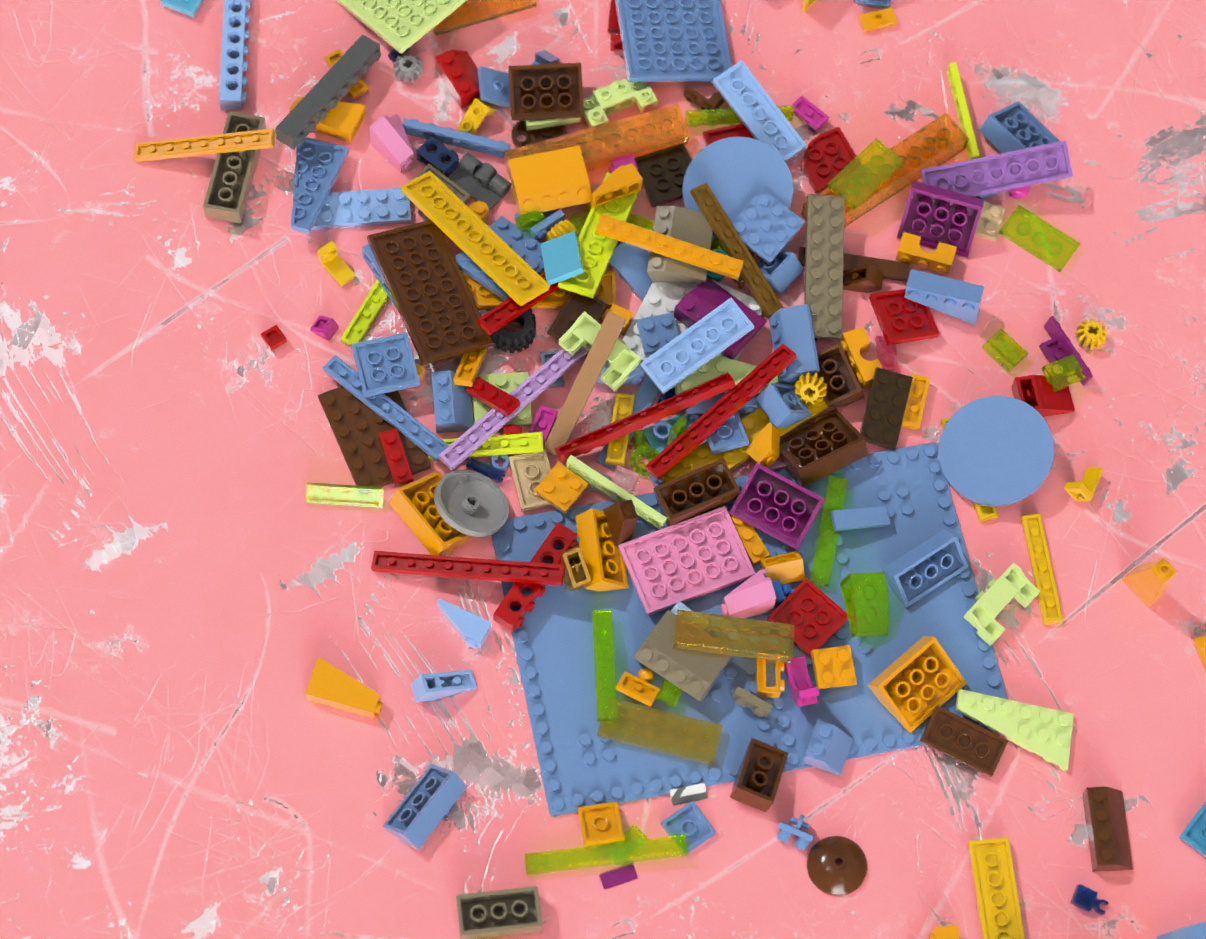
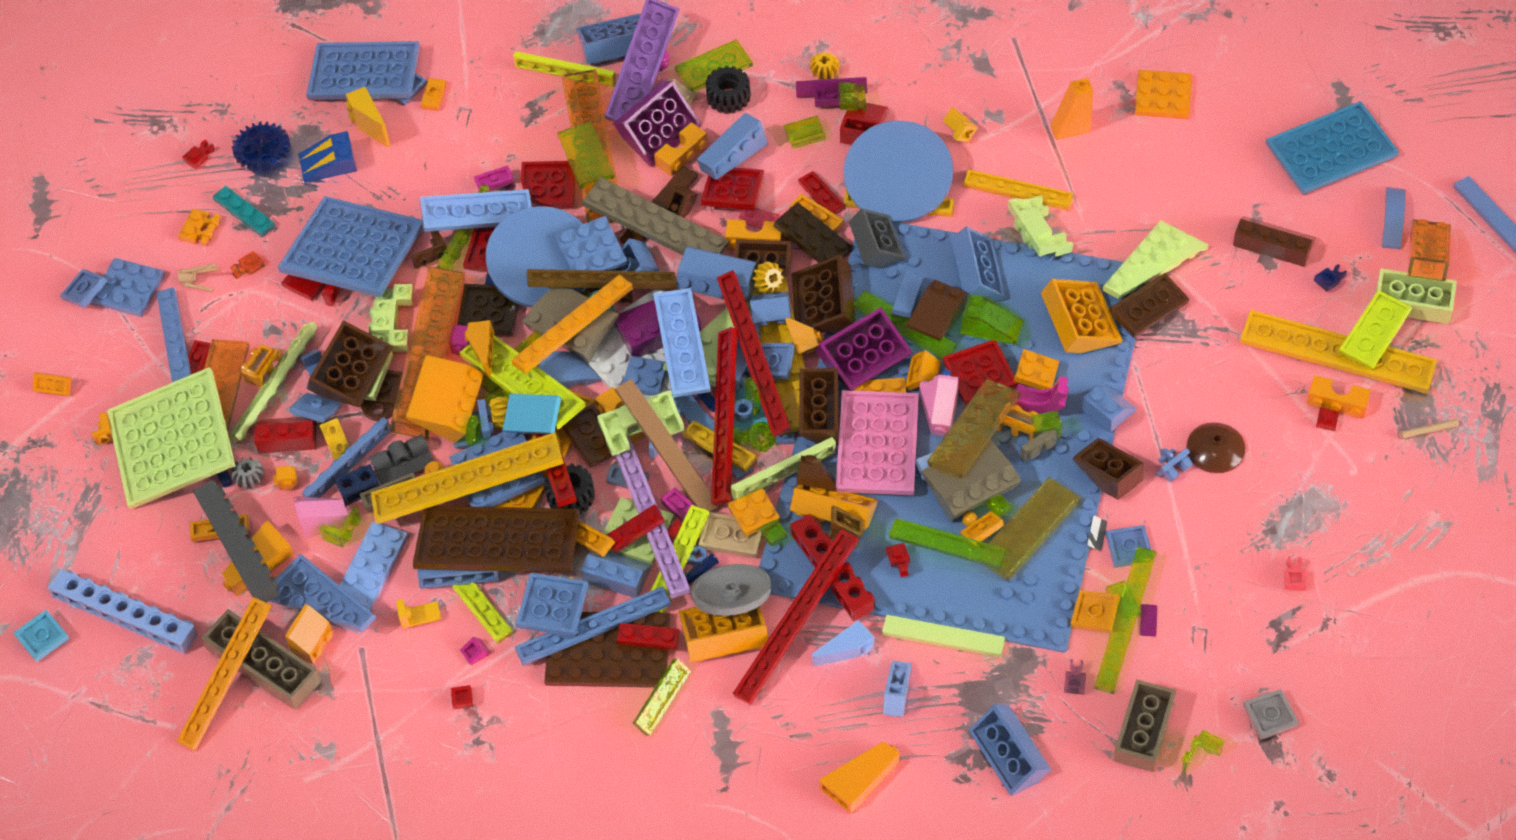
camera: 55 degrees left, 10 degrees down
(273, 191) = (309, 634): none -> light orange slope
(386, 171) = (340, 537): none -> clear neon green bracket
(417, 99) = (285, 477): none -> light orange plate
(501, 42) = (276, 377): none -> yellowish green plate
(516, 703) = (943, 636): none -> yellowish green tile
(519, 23) = (259, 364): none -> light orange window
(521, 835) = (1075, 679): none -> plate
(548, 513) = (773, 532): none -> clear neon green plate
(575, 630) = (898, 557): none -> red plate
(776, 699) = (1047, 422): none -> clear neon green bracket
(852, 551) = (938, 310): none -> reddish brown slope
(909, 464) = (876, 238): none -> dark grey slope
(943, 396) = (821, 192): none -> red tile
(1017, 249) = (728, 79): none -> black tyre

